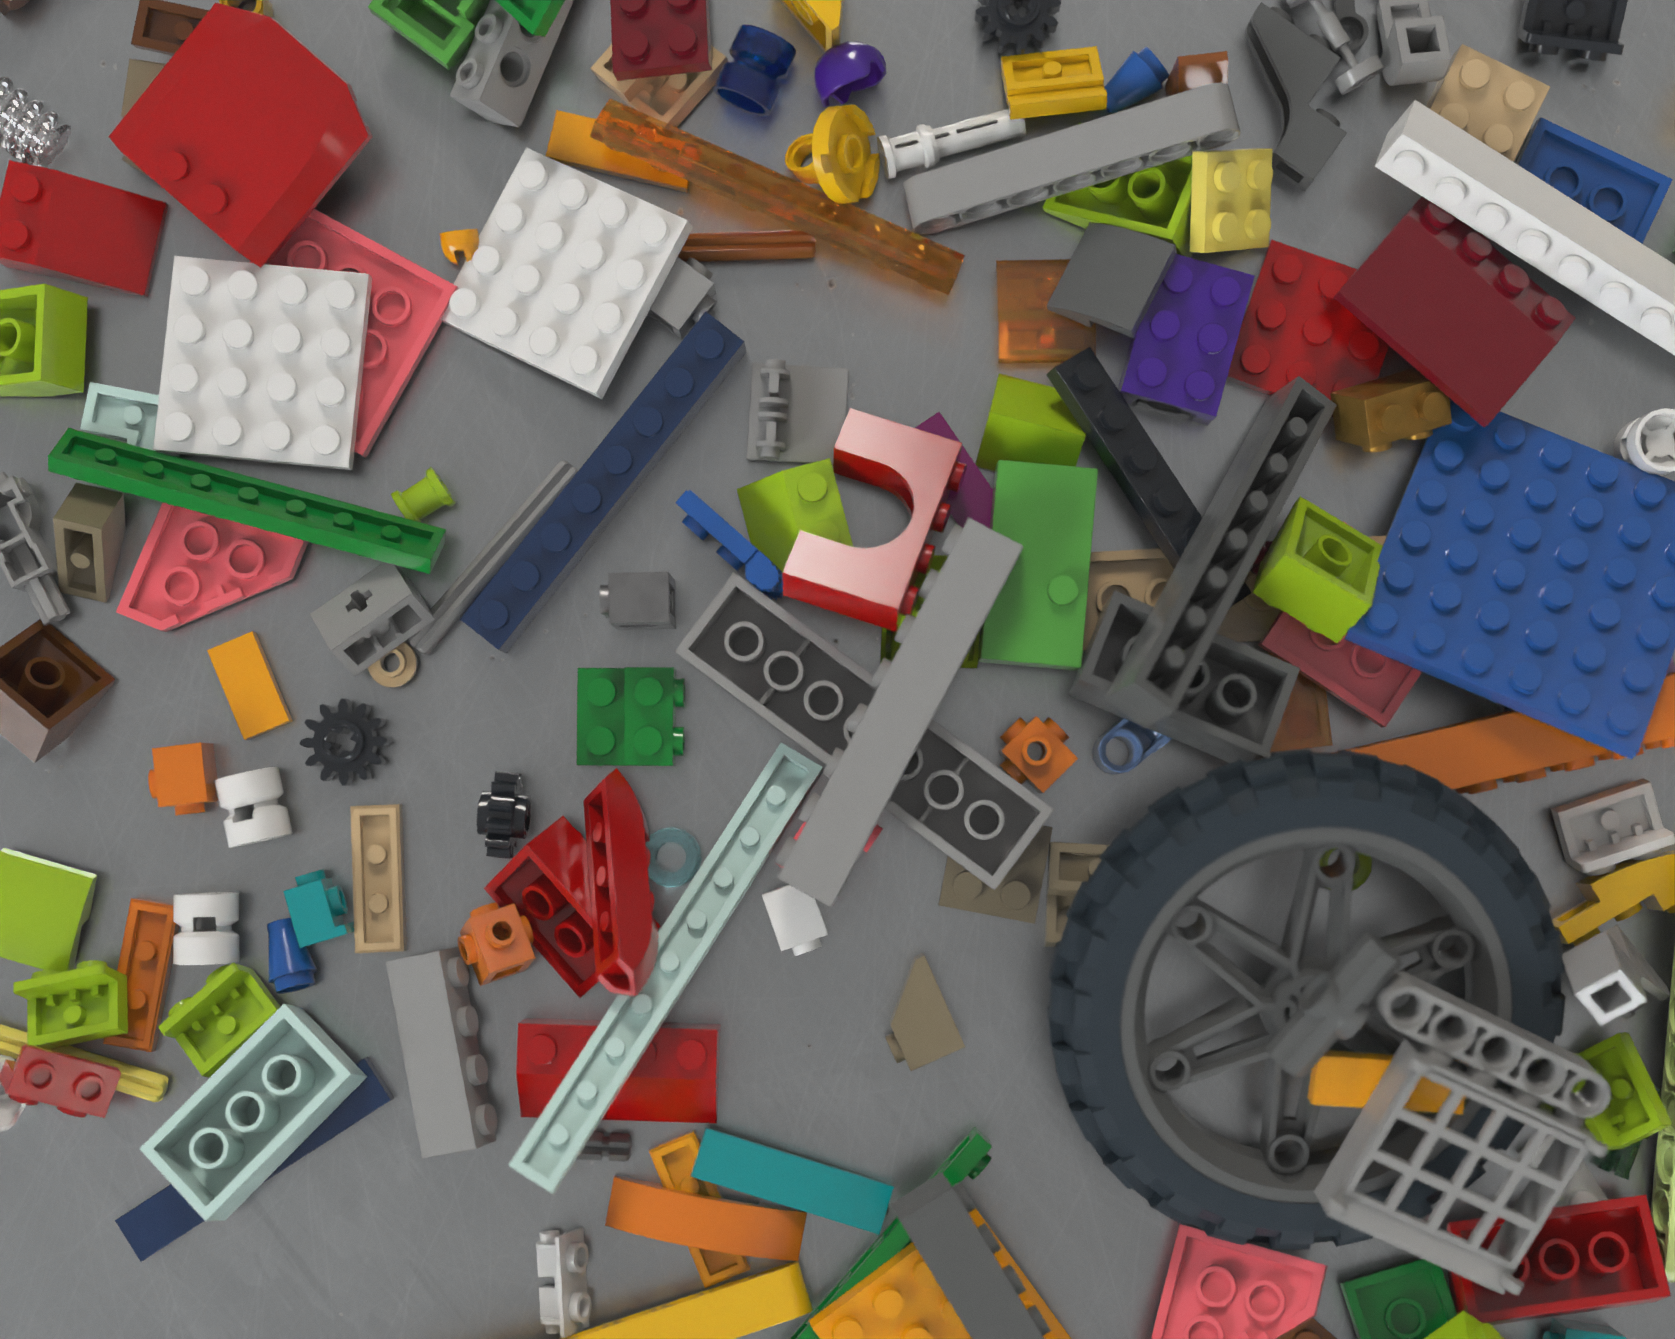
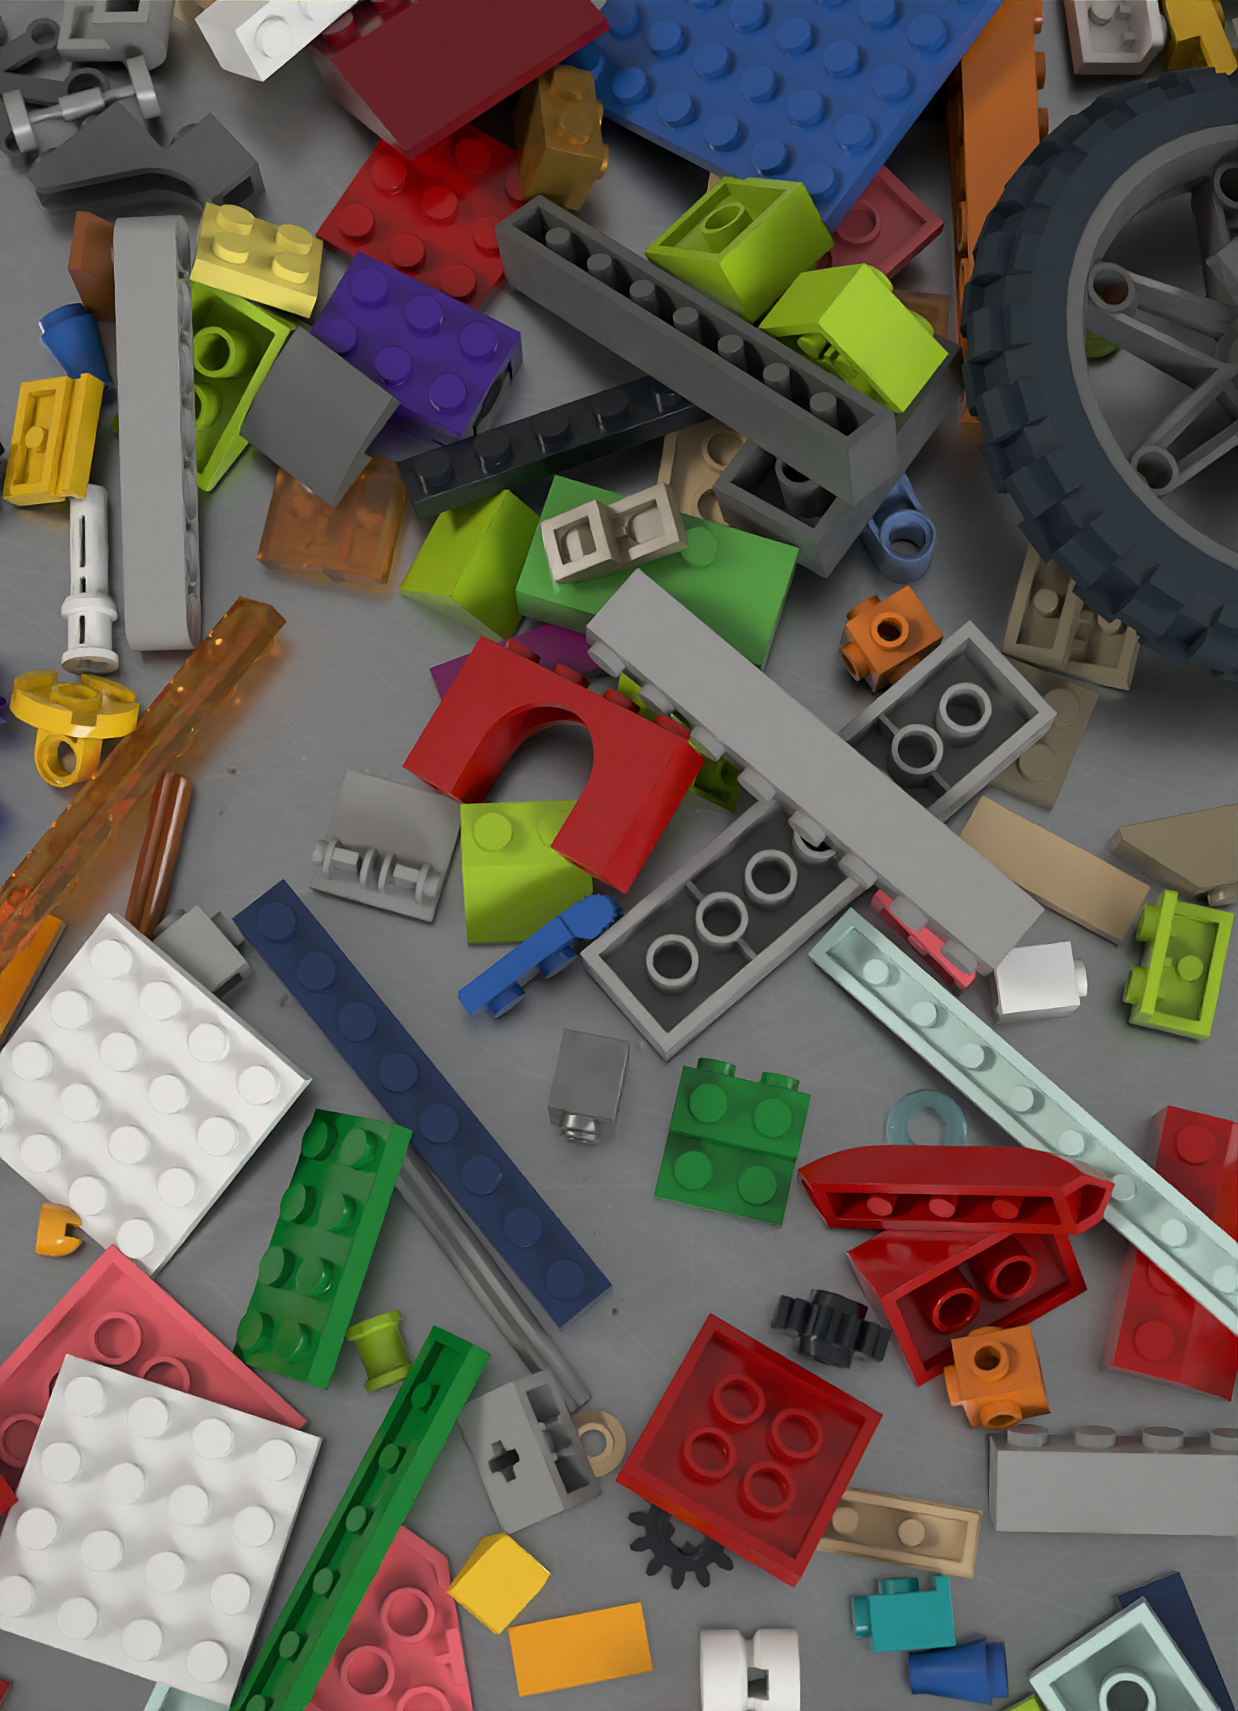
camera: 80 degrees left, 10 degrees down
(279, 616) = (497, 1581): none -> yellow slope
(406, 774) = (750, 1450): none -> red plate
(484, 435) = (321, 1246): none -> green plate
(832, 1022) = (1179, 966): none -> lime bracket
(888, 912) = (1056, 870): none -> tan tile
(1054, 524) = (614, 537): none -> dark tan slope
(1252, 667) = (858, 332): none -> lime brick

